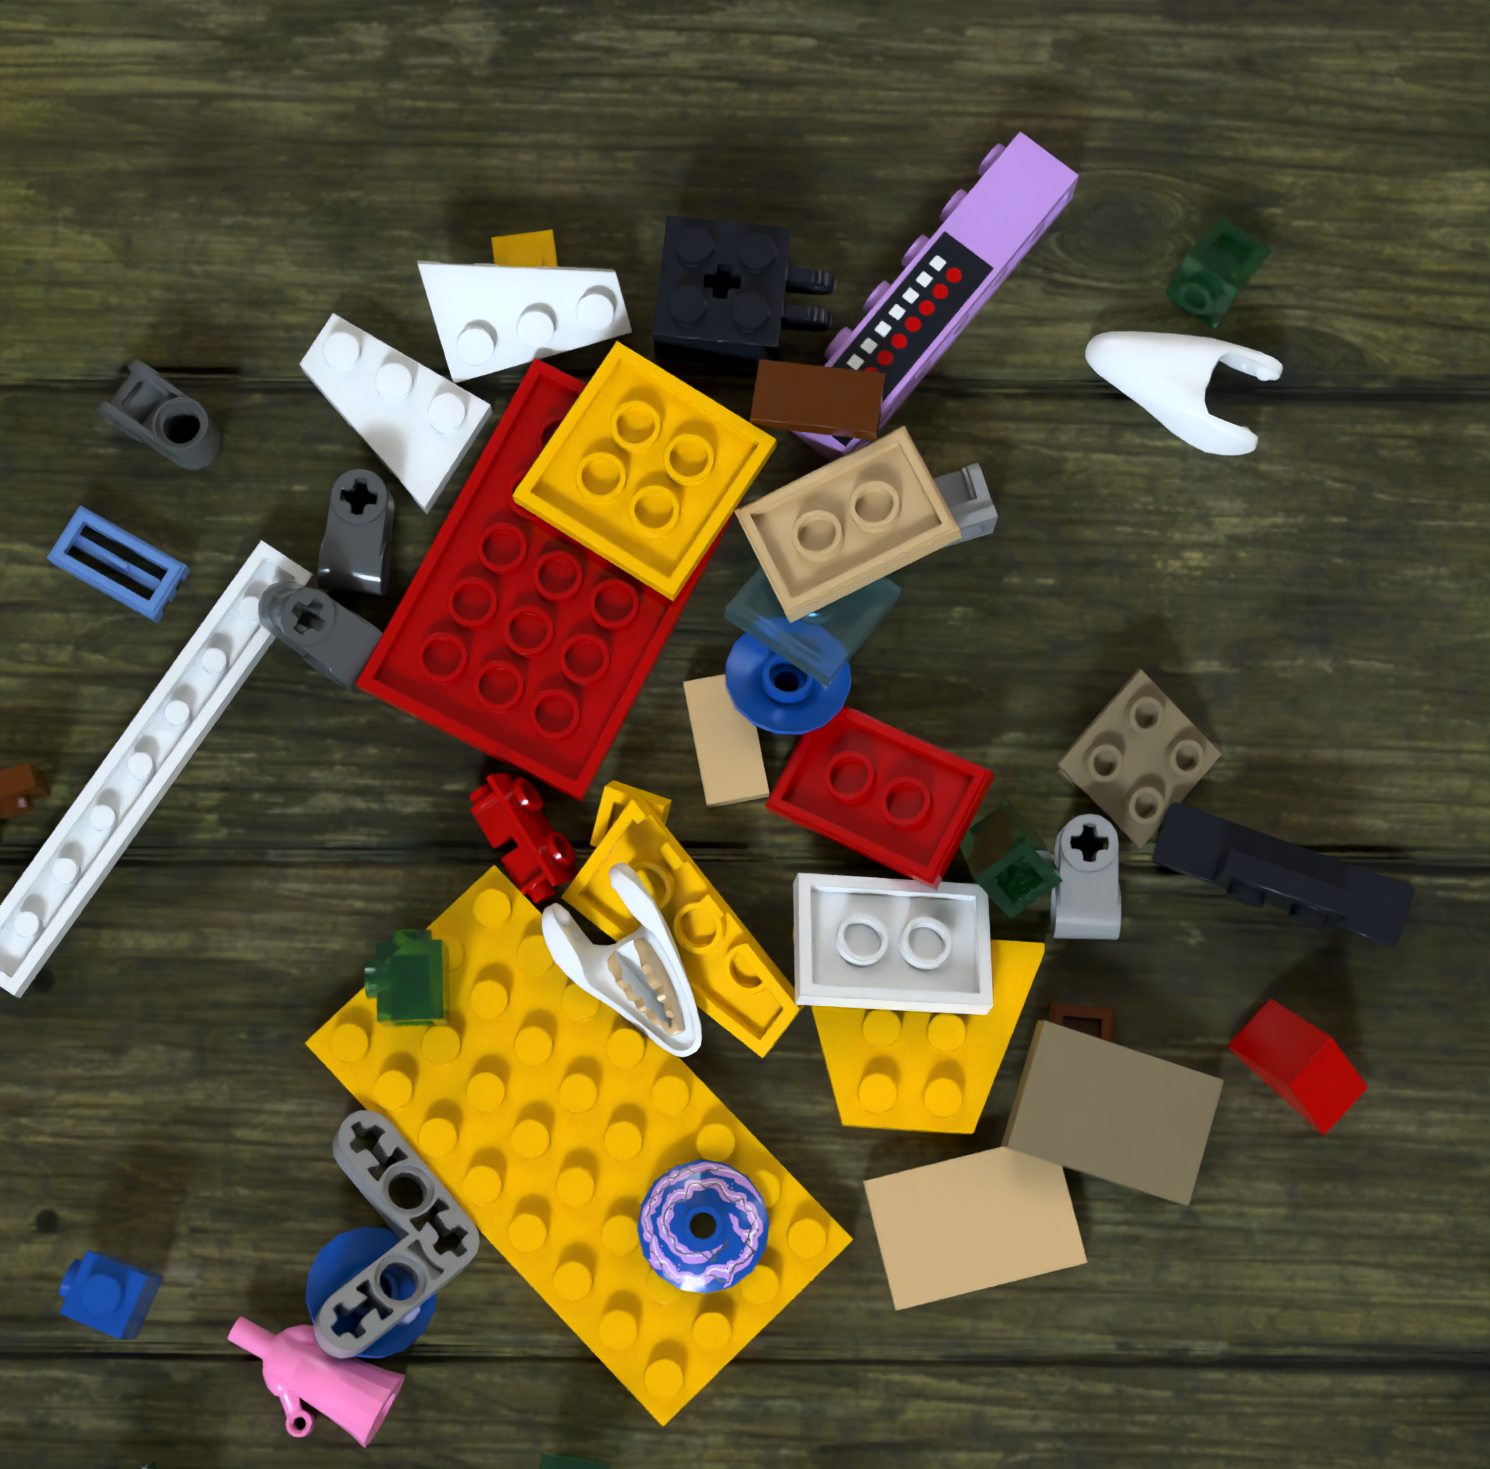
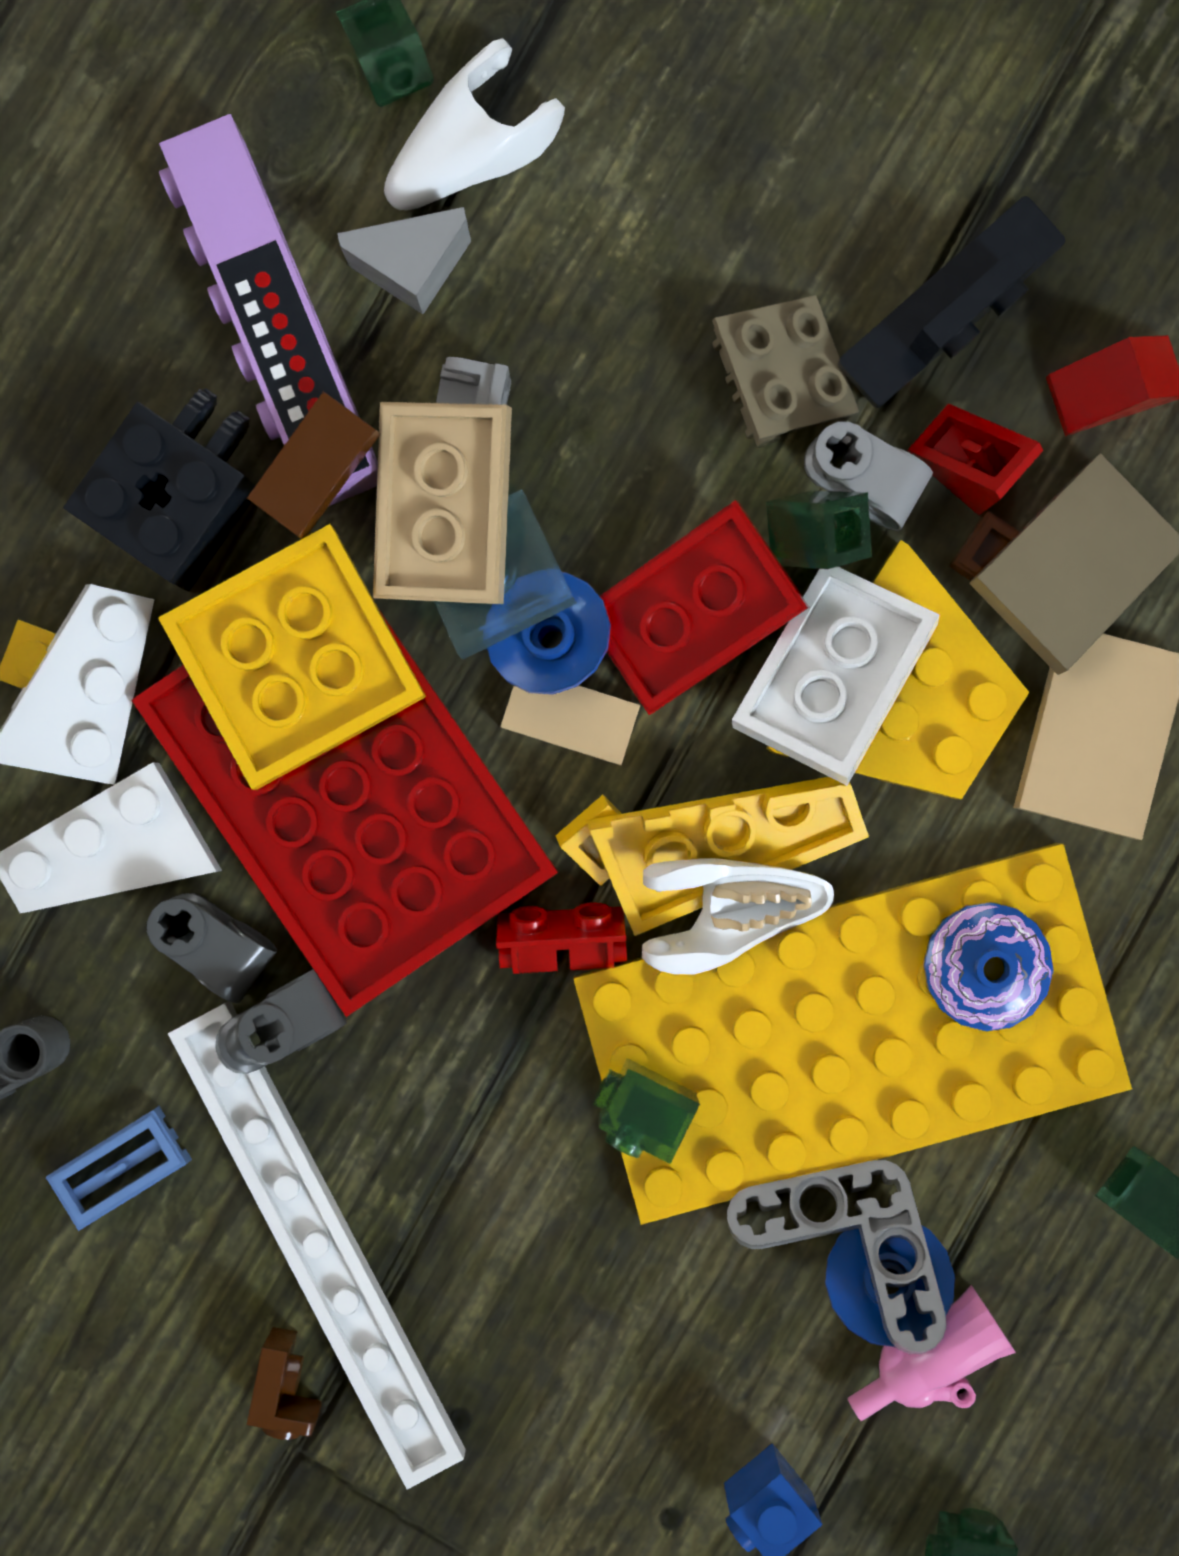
camera: 55 degrees left, 10 degrees up
(1050, 389) = (409, 254): none -> light grey slope
(1154, 966) = (974, 456): none -> red slope

